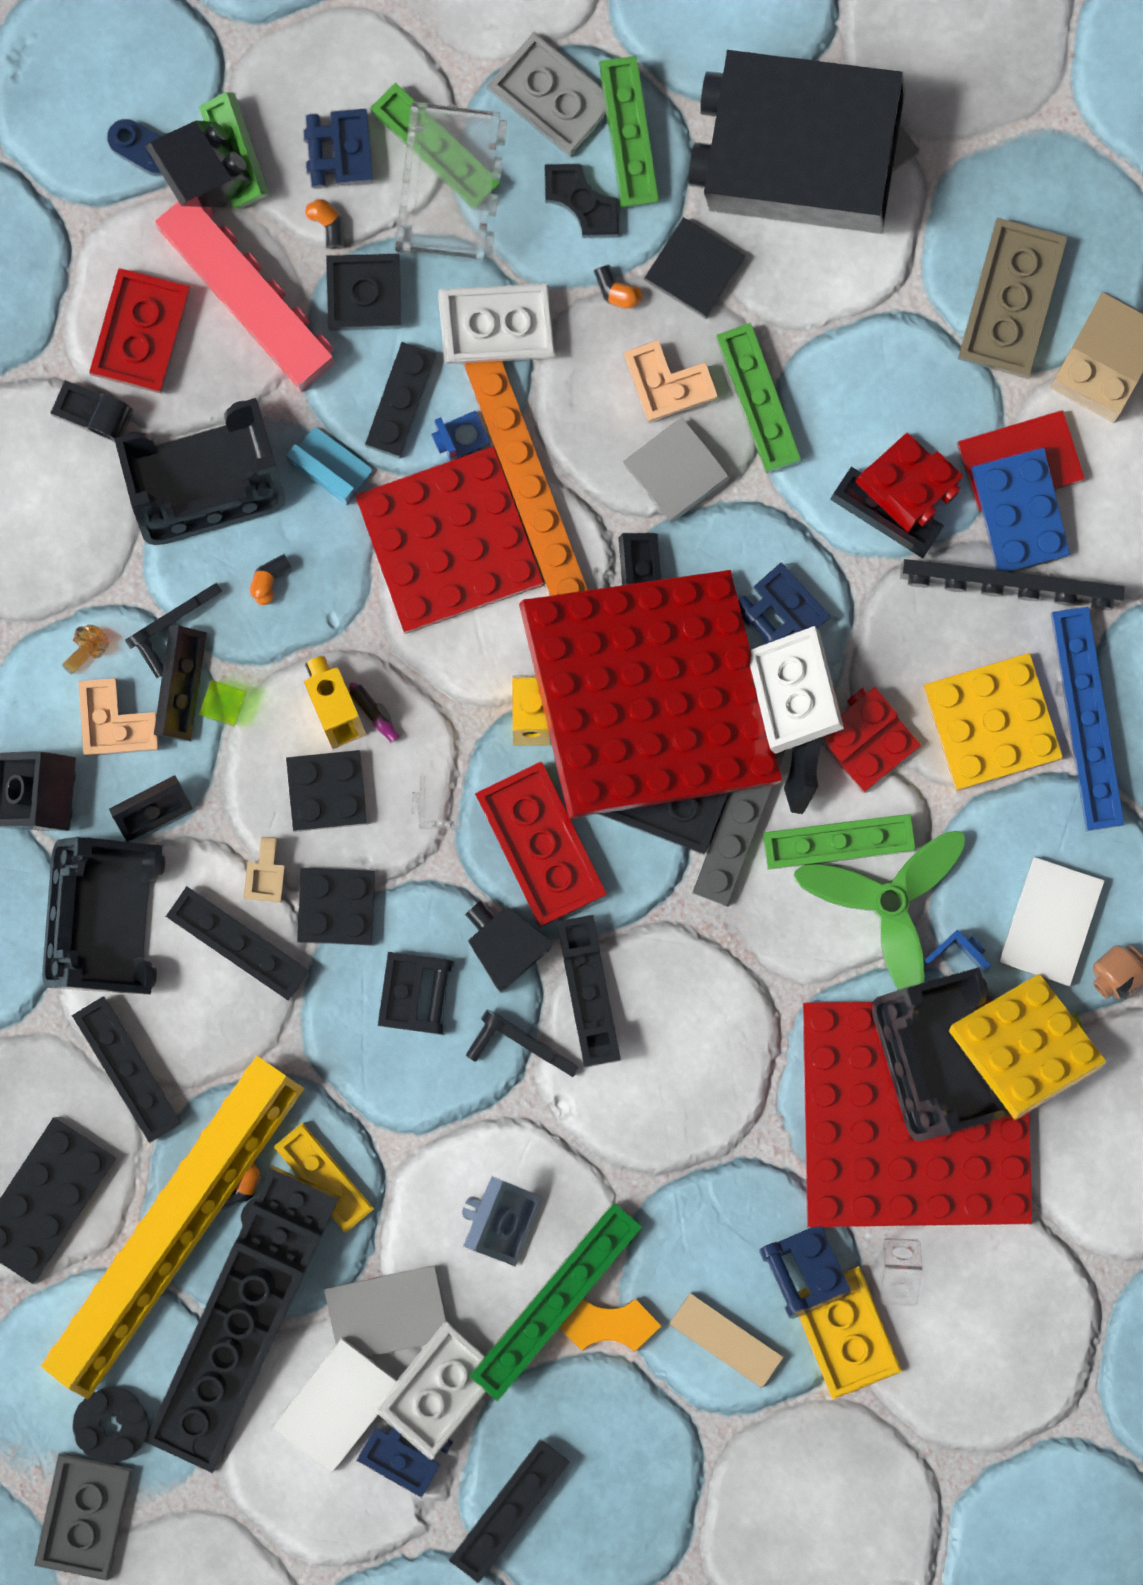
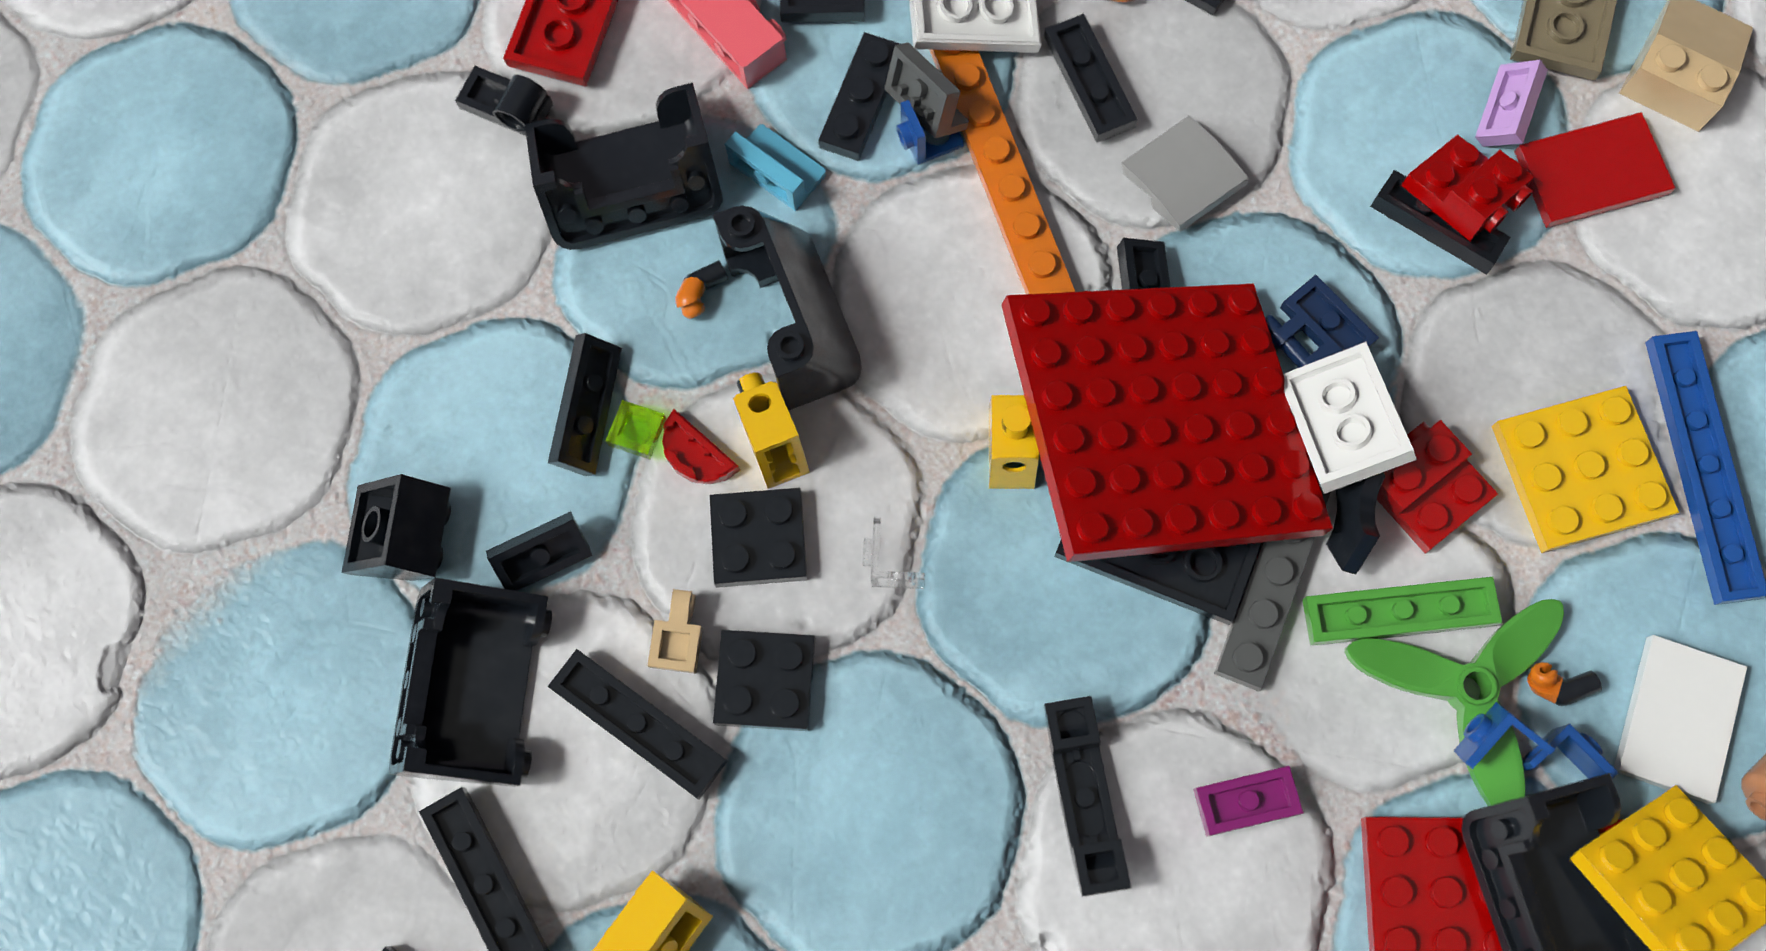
camera: 10 degrees right, 10 degrees down
(91, 642) = (483, 358): clear orange plate -> none
(105, 729) = (492, 457): light nougat plate -> none
(141, 640) = (542, 351): black piece -> none
(270, 721) = (693, 453): none -> red tile
(376, 633) = (816, 351): none -> black windscreen
(376, 712) = (821, 443): black piece -> none
(403, 989) = (845, 793): black plate -> none
(449, 540) = (914, 249): red plate -> none
(454, 406) = (927, 89): none -> dark grey bracket
(496, 1023) = (964, 834): black piece -> none
(505, 944) = (978, 731): black torso -> none
(540, 844) = (1024, 607): red plate -> none
(597, 383) = (1090, 78): none -> black plate
(664, 392) = (1169, 88): light nougat plate -> none
(713, 992) = (1248, 801): none -> magenta plate
(758, 398) = (1280, 96): bright green plate -> none
(892, 935) = (1487, 729): none -> blue bracket
(953, 404) = (1511, 103): none -> lavender plate
(958, 900) = (1559, 690): none -> arm
(996, 582) = (1598, 302): black plate -> none
(1020, 510) = (1602, 220): blue plate -> none

